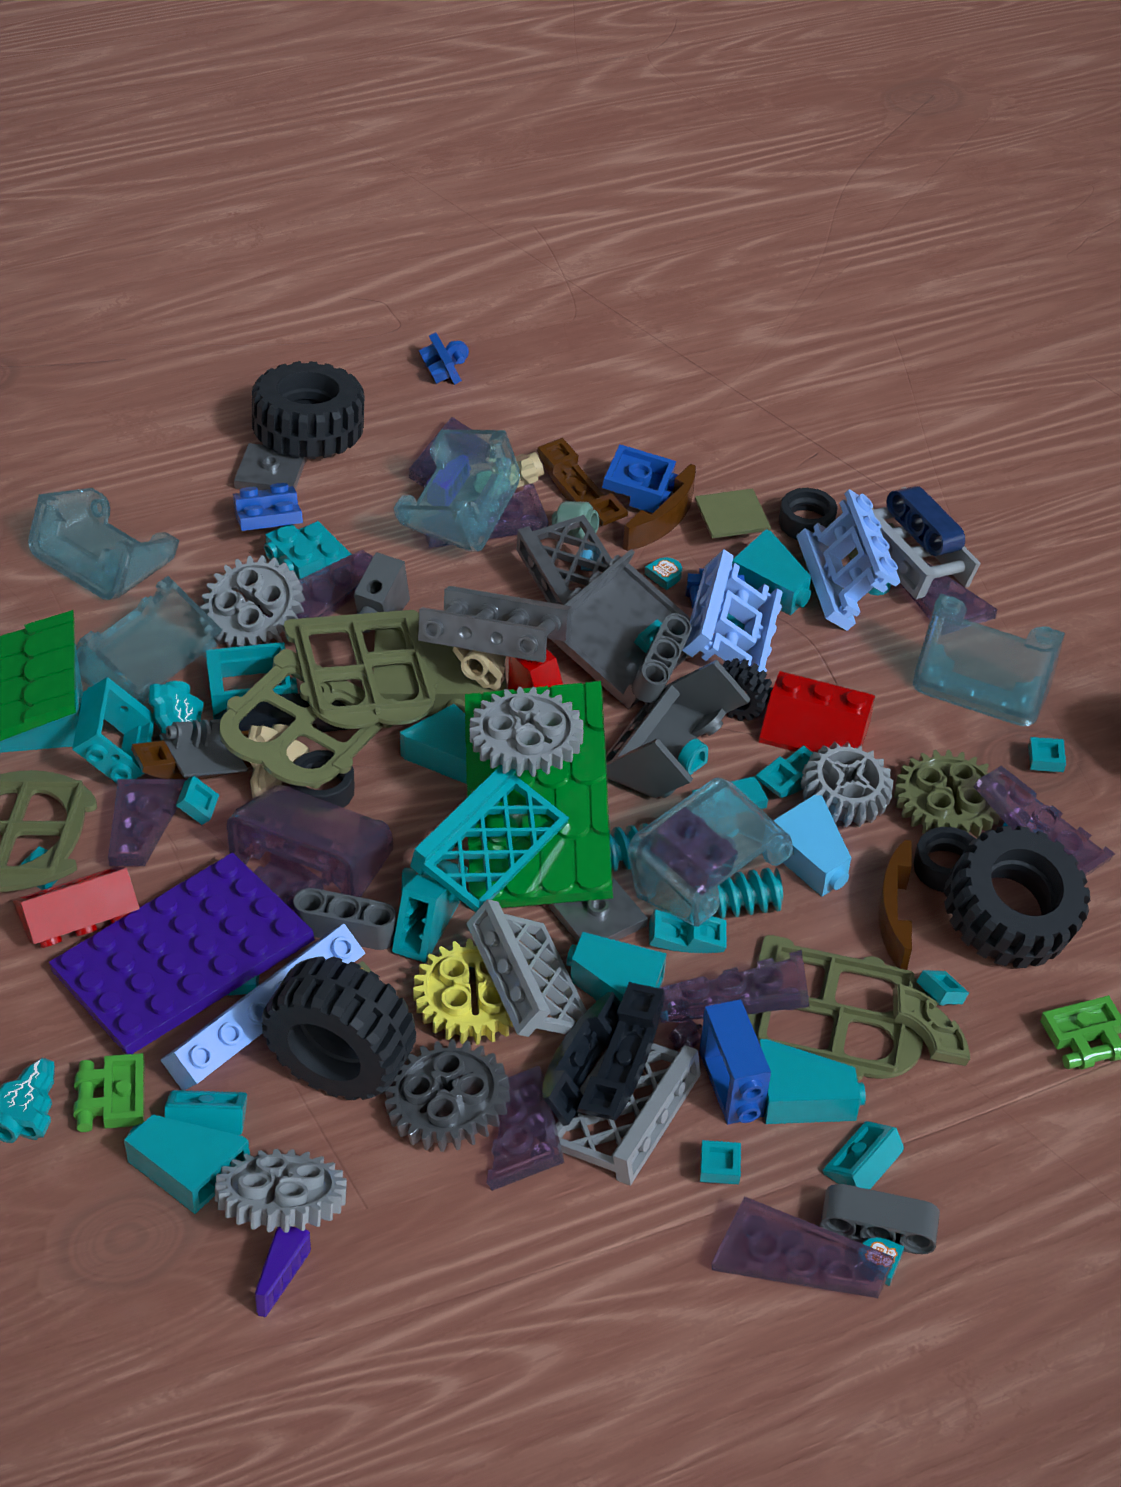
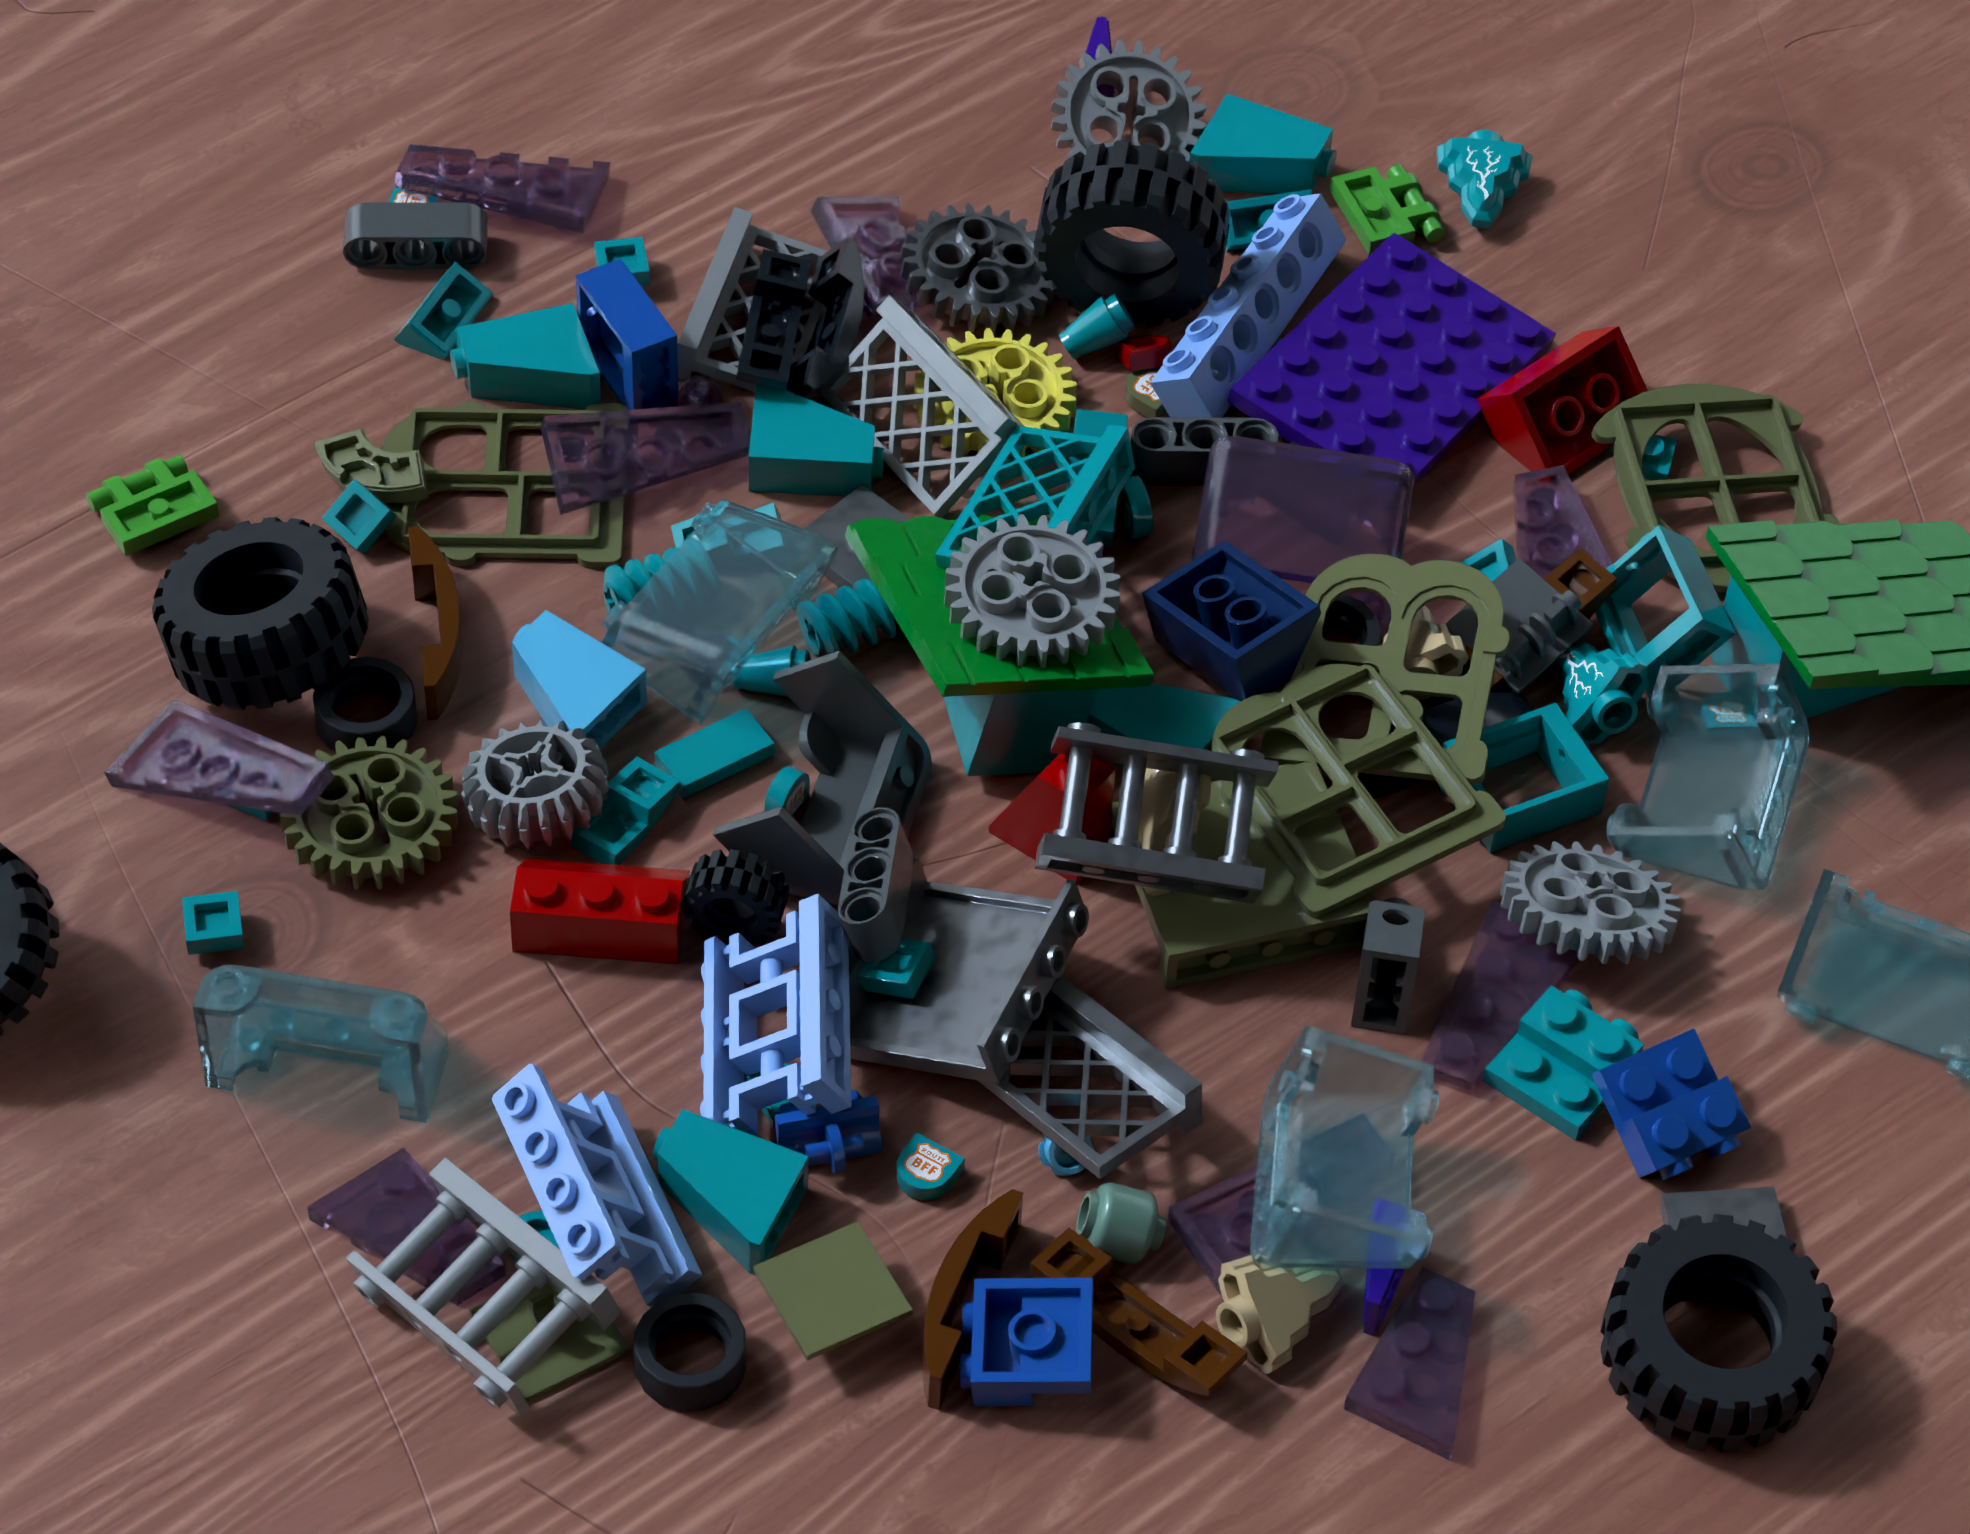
camera: 165 degrees right, 5 degrees up
(390, 768) = (1232, 621): none -> dark blue slope
(693, 850) = (740, 513): clear purple brick -> none
(925, 520) = (460, 1295): dark blue beam -> none

